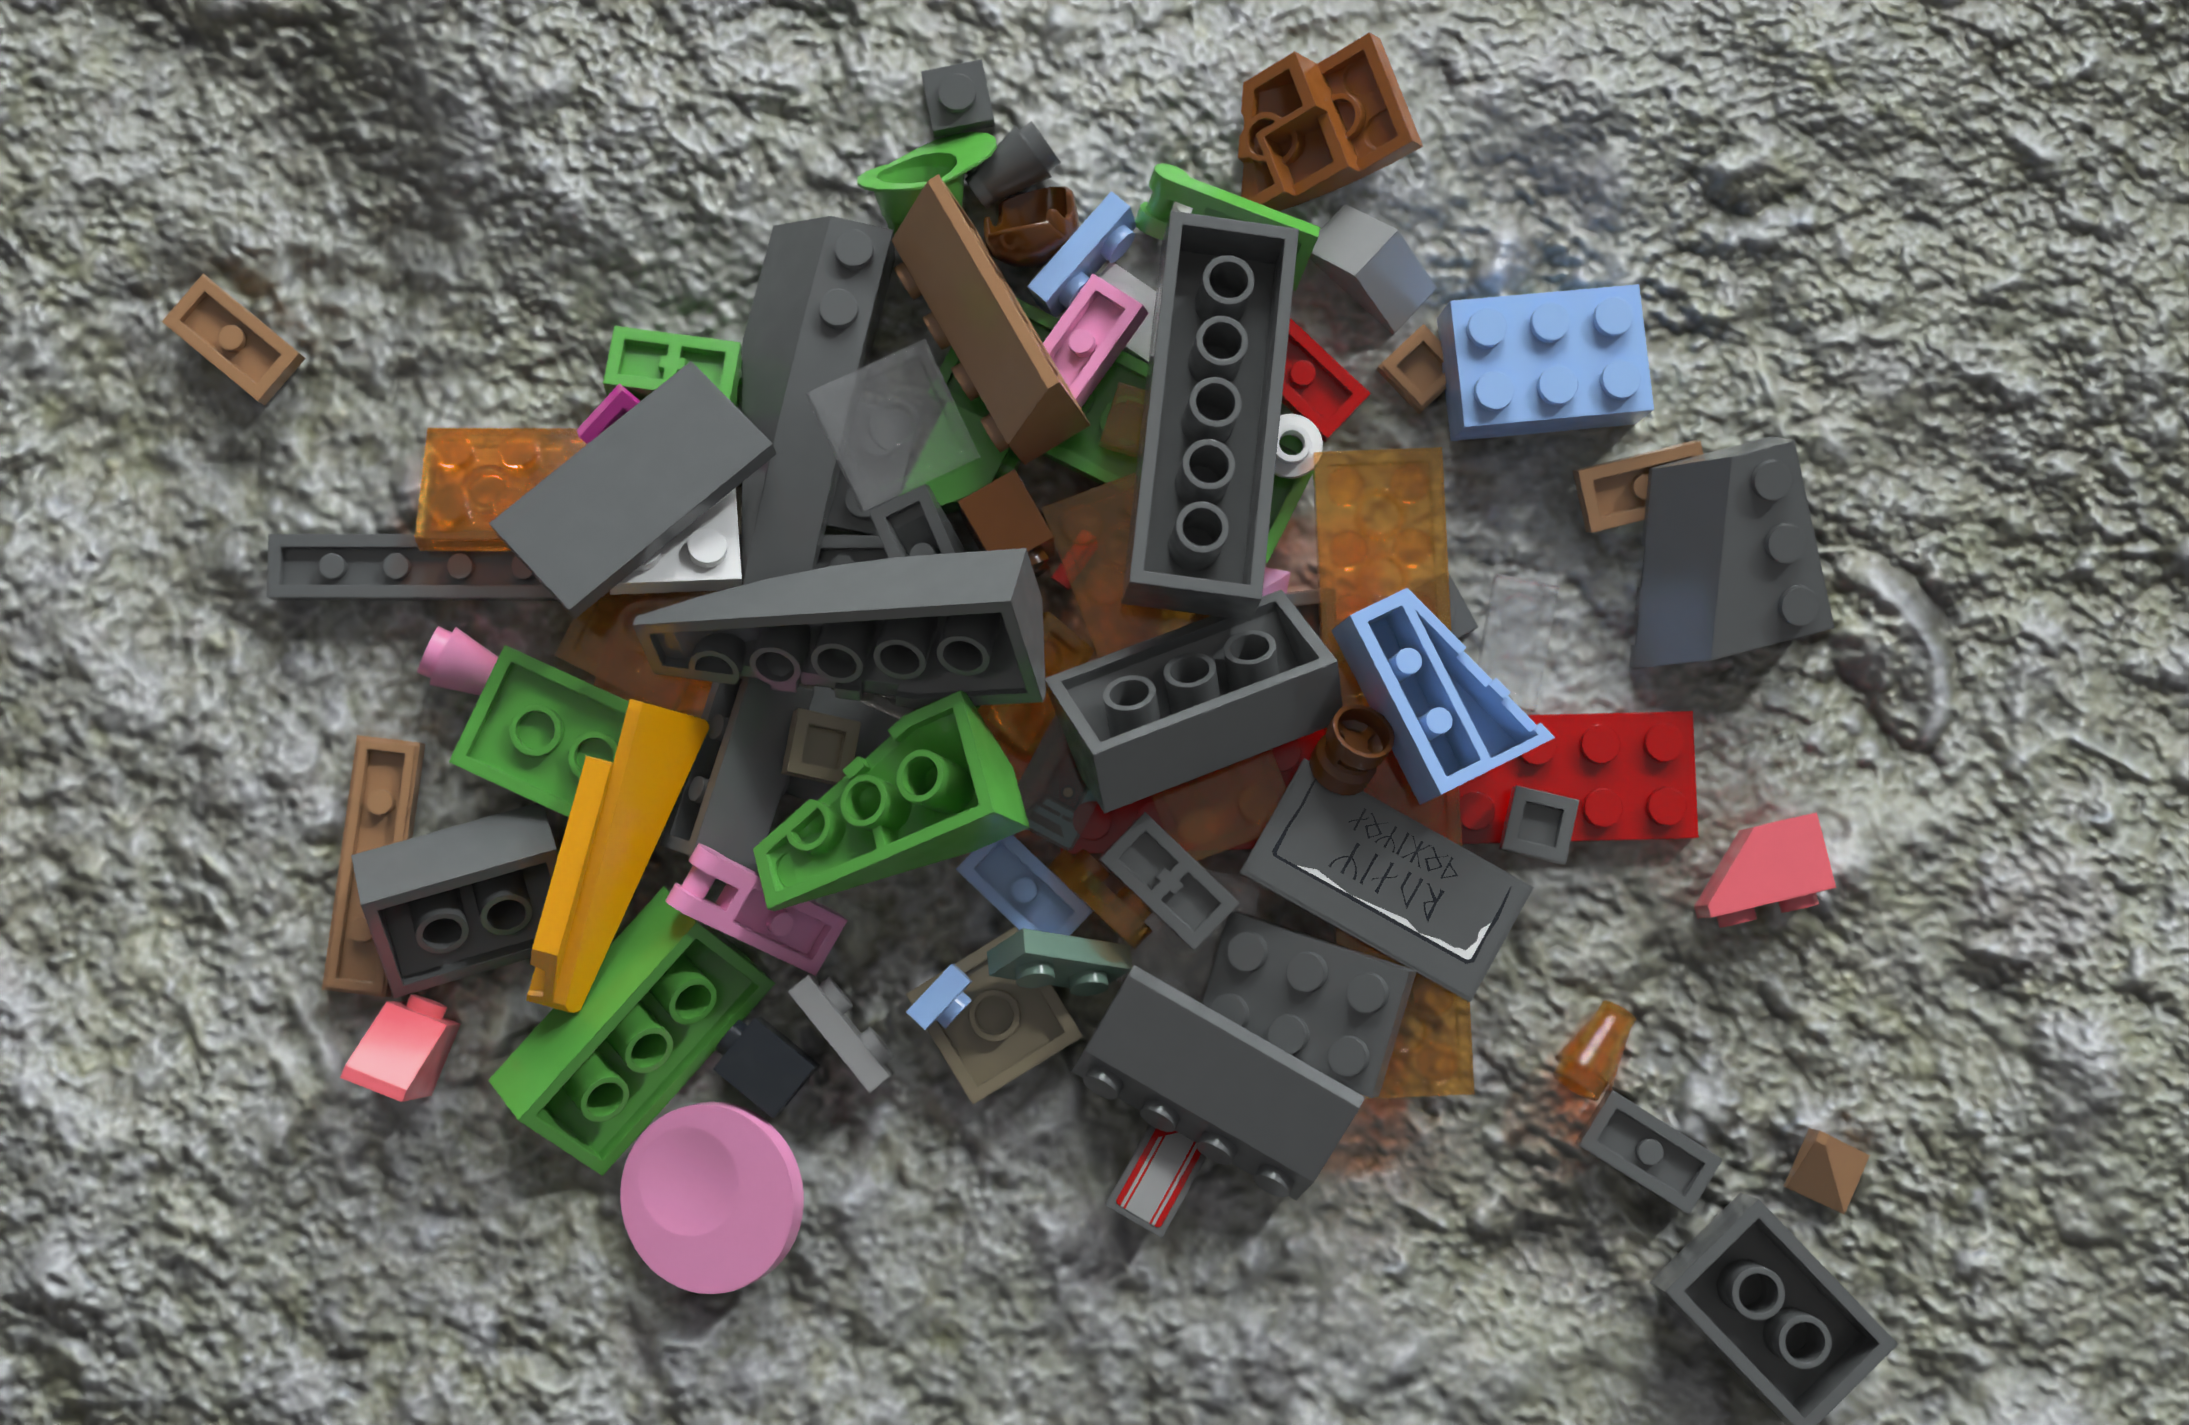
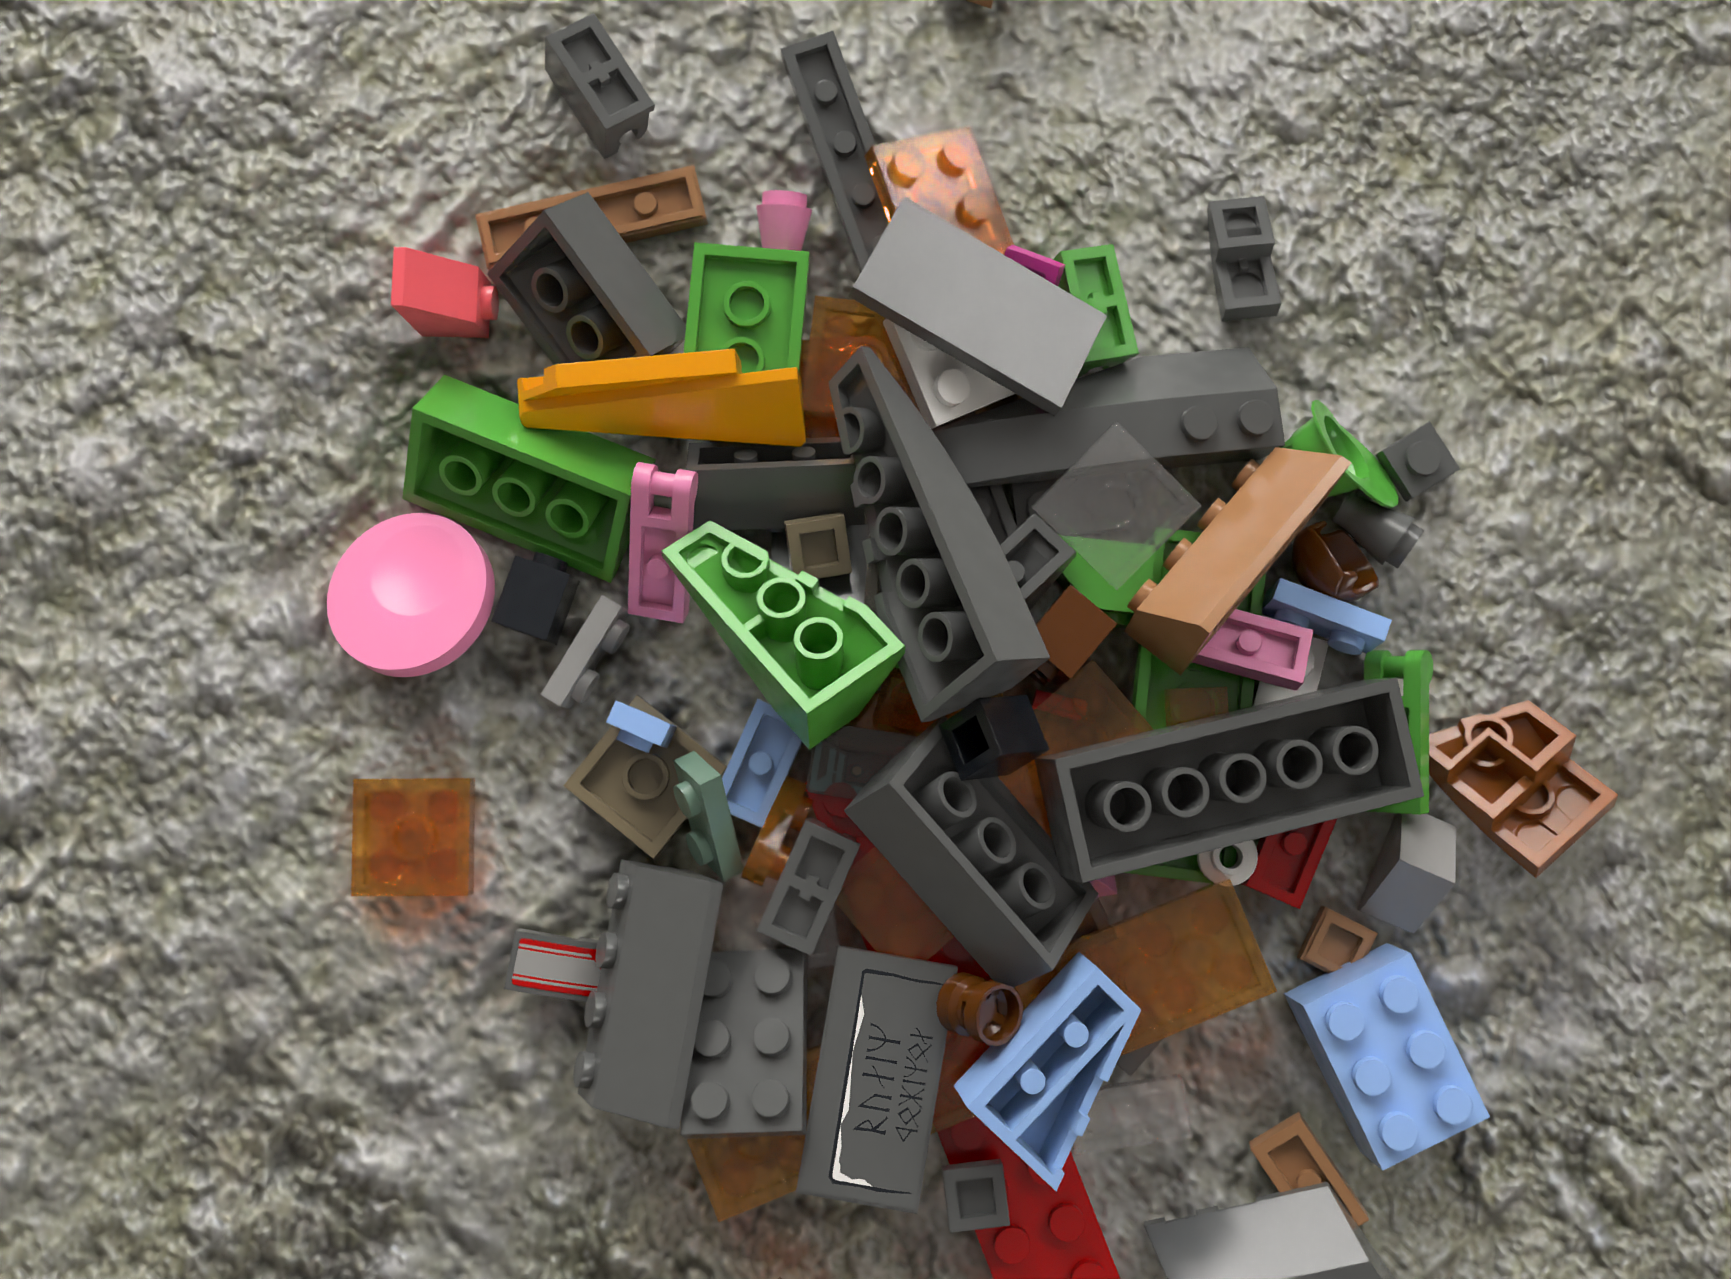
camera: 75 degrees right, 0 degrees up
(230, 807) = (597, 83): none -> dark grey hinge
(676, 196) = (1241, 258): none -> dark grey slope
(969, 1283) = (413, 837): none -> clear orange plate
(1085, 635) = (993, 737): none -> black brick

